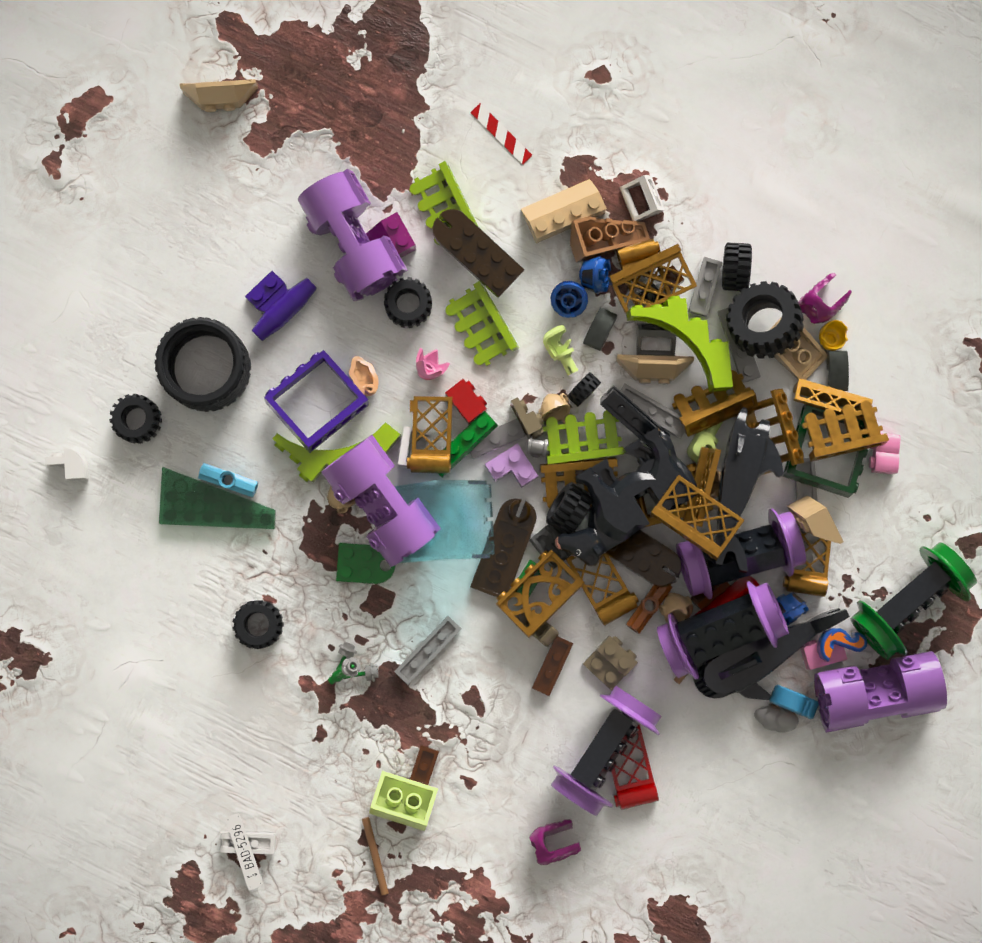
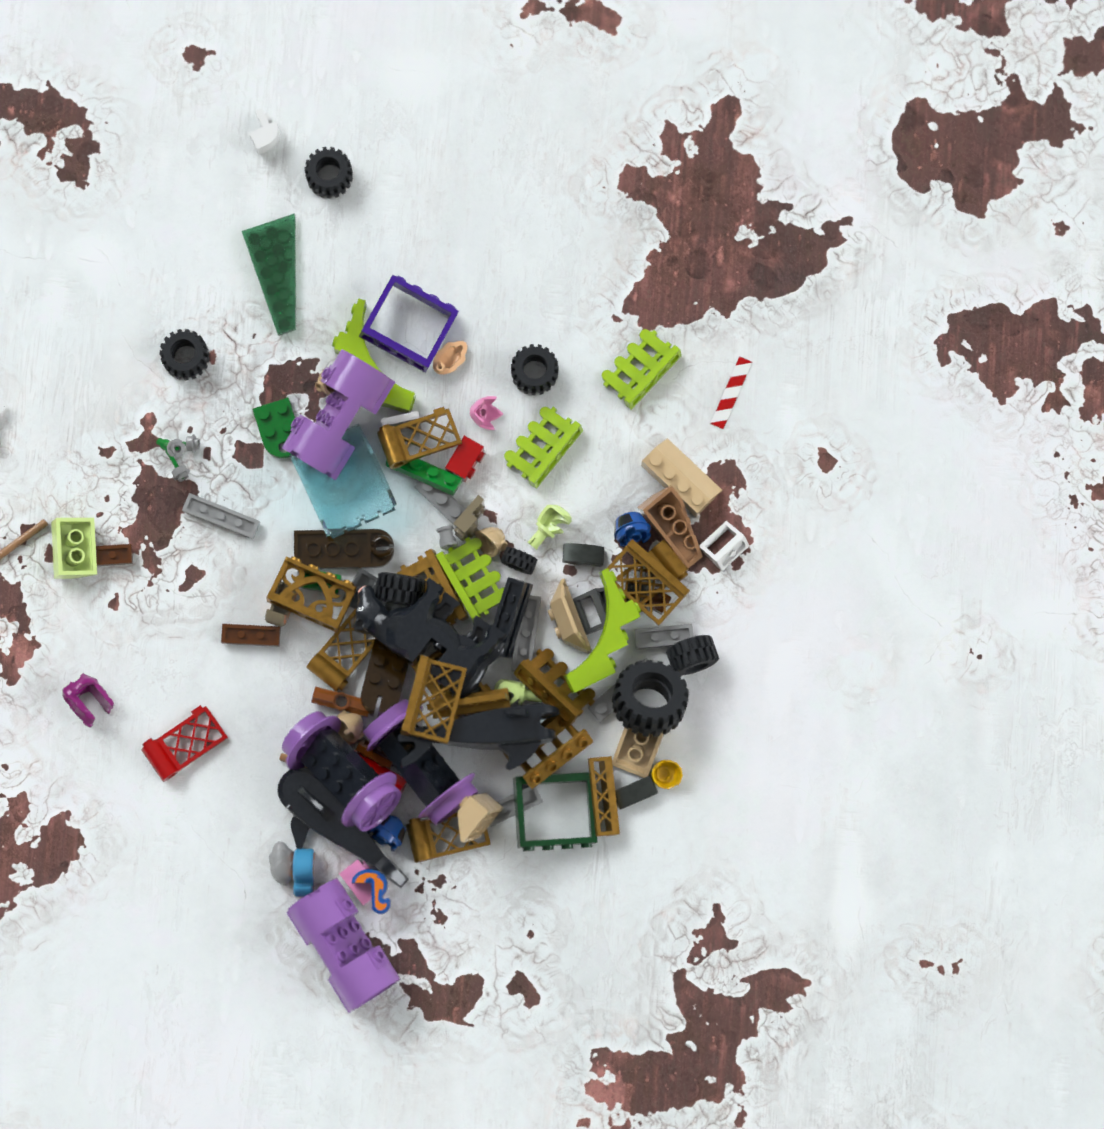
camera: 70 degrees right, 5 degrees down
(182, 334) = (400, 175): black tyre -> none
(216, 476) = (306, 287): medium azure piece -> none
(220, 94) = (657, 126): tan wedge -> none
(277, 302) = (486, 254): dark purple plate -> none
(334, 208) = (591, 269): medium lavender cylinder -> none
(396, 230) = (587, 331): magenta slope -> none
(476, 251) = (606, 411): dark brown plate -> none
(512, 461) = (425, 524): lavender brick -> none
(569, 299) = (597, 513): blue cone -> none
(604, 750) = (189, 708): brick -> none
(611, 662) = (275, 687): dark tan plate -> none
(823, 312) = (681, 749): magenta piece -> none
(853, 433) = (577, 825): pearl gold fence -> none
(886, 457) = (574, 867): bright pink brick -> none
(944, 572) = (441, 941): brick -> none

